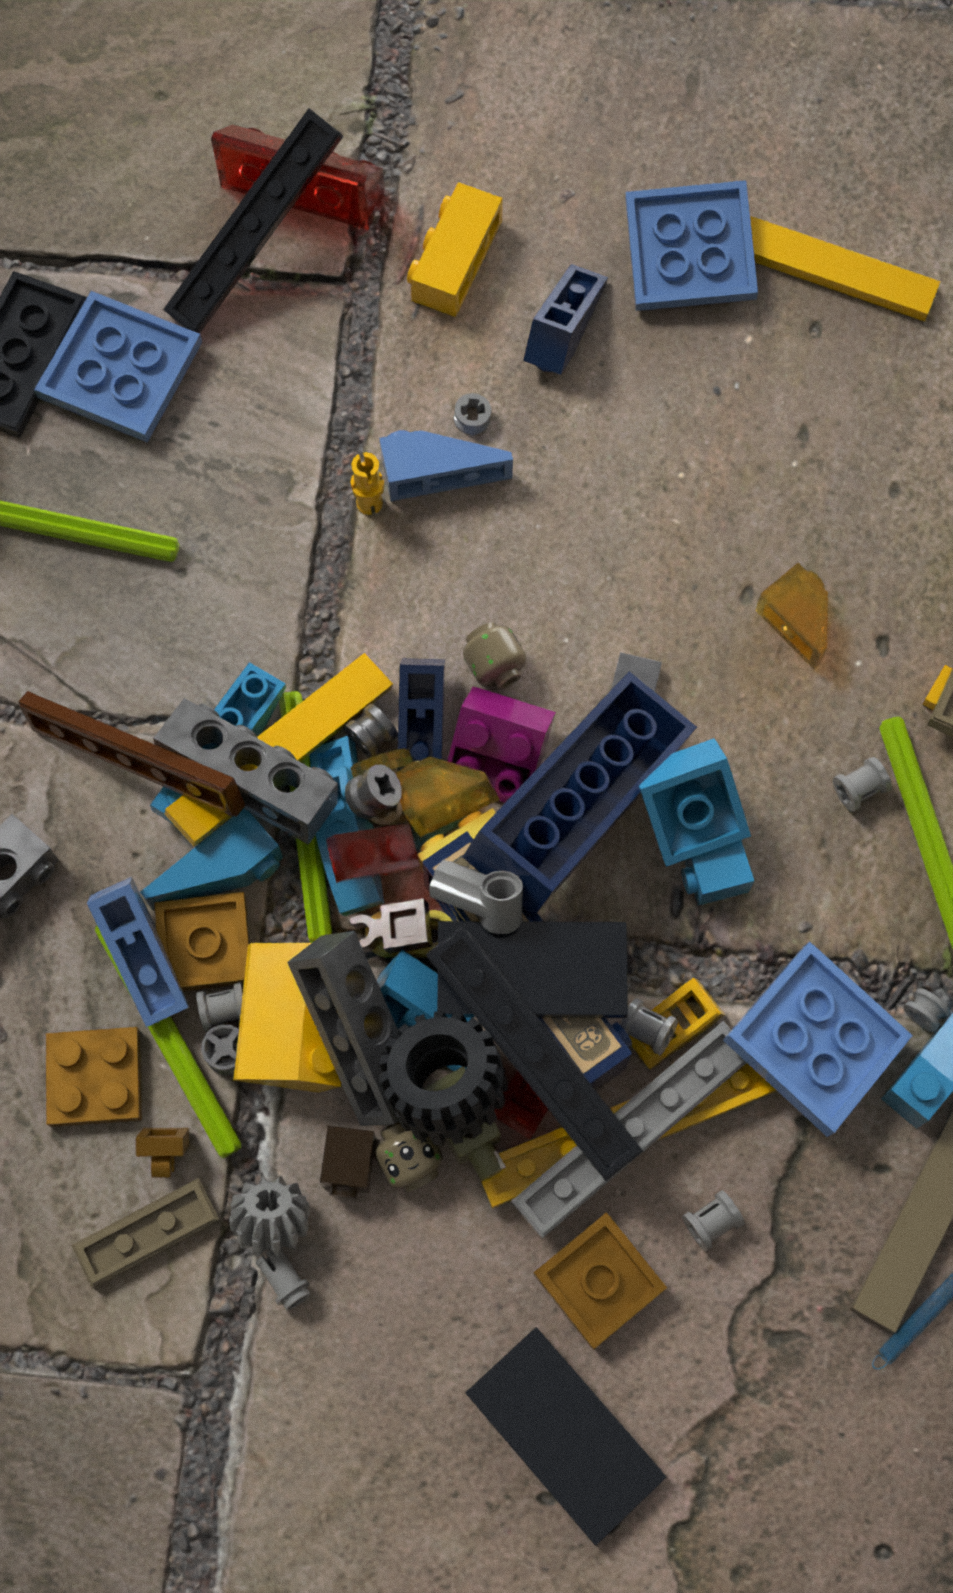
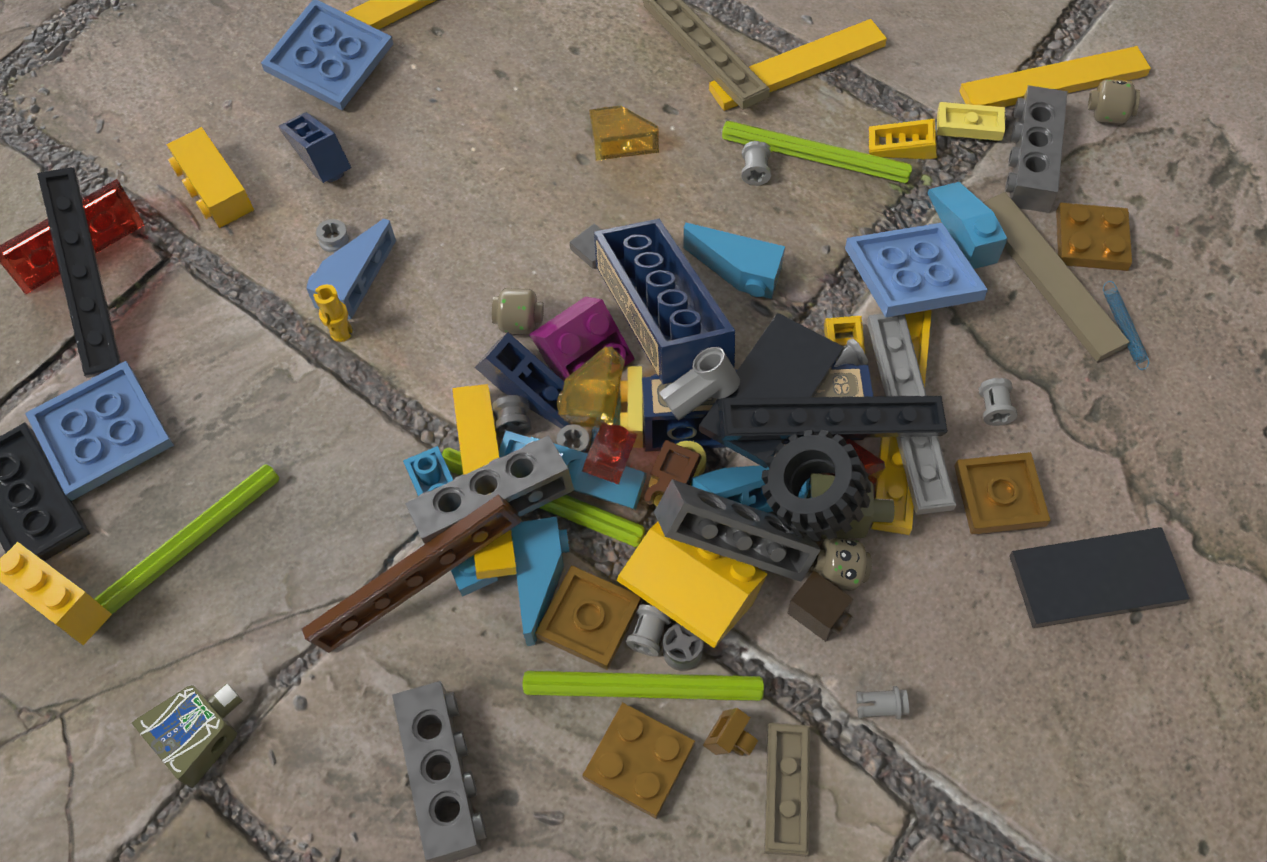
camera: 55 degrees left, 10 degrees down
(137, 951) = (567, 658): medium blue slope -> none
(269, 1216) = (833, 682): light grey gear -> none
(373, 791) = (566, 426): flat silver wheel -> none
(393, 760) = (544, 418): clear yellow tile -> none
(694, 803) = (714, 239): dark azure slope -> none
(927, 1010) = (927, 210): light grey bush -> none

